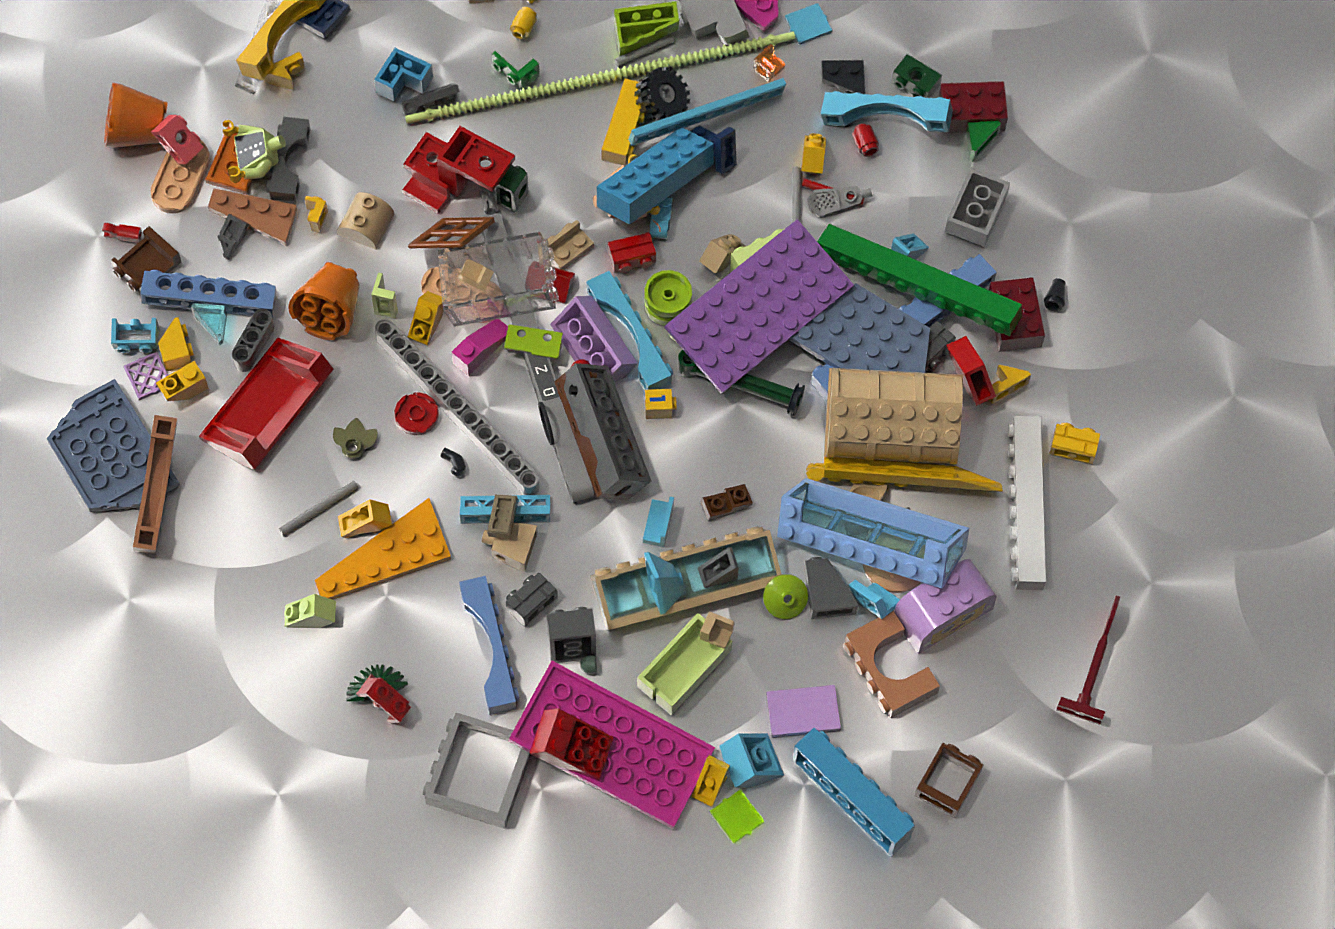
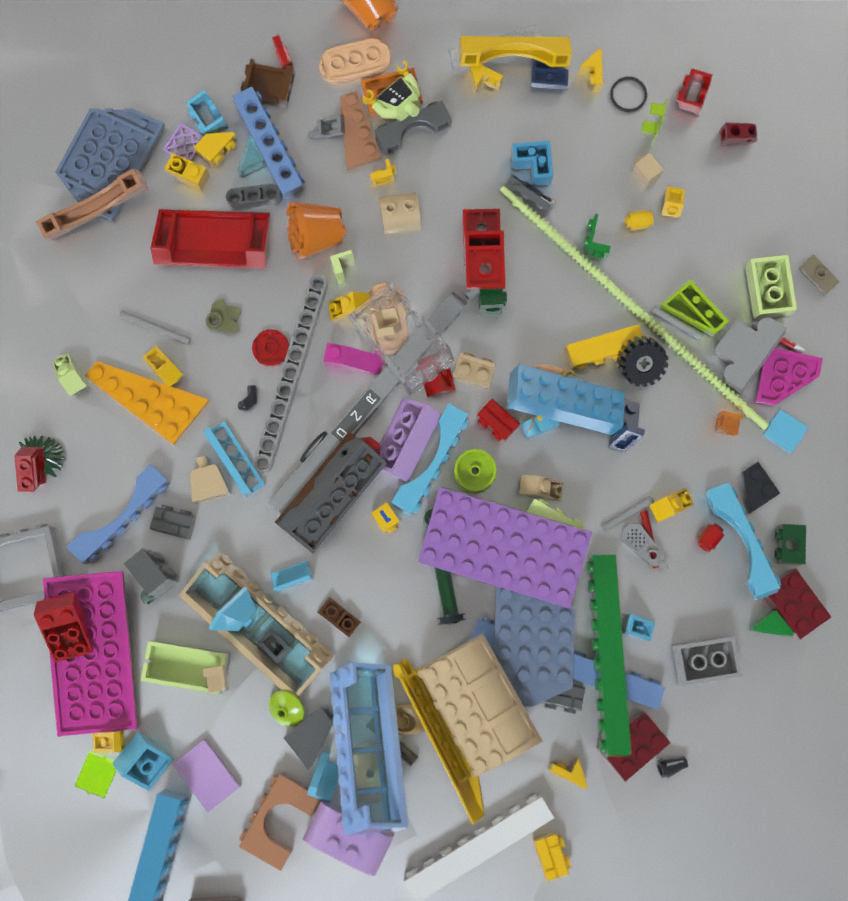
camera: 60 degrees right, 15 degrees up
(166, 135) = (367, 49): coral brick -> none
(427, 190) = (451, 240): red panel -> none
(458, 231) = (424, 295): dark orange window -> none
(502, 516) = (217, 463): dark tan plate -> none
(533, 341) = (374, 396): lime piece -> none
(707, 111) = (651, 404): medium azure tile -> none
(970, 365) = (555, 742): red brick -> none

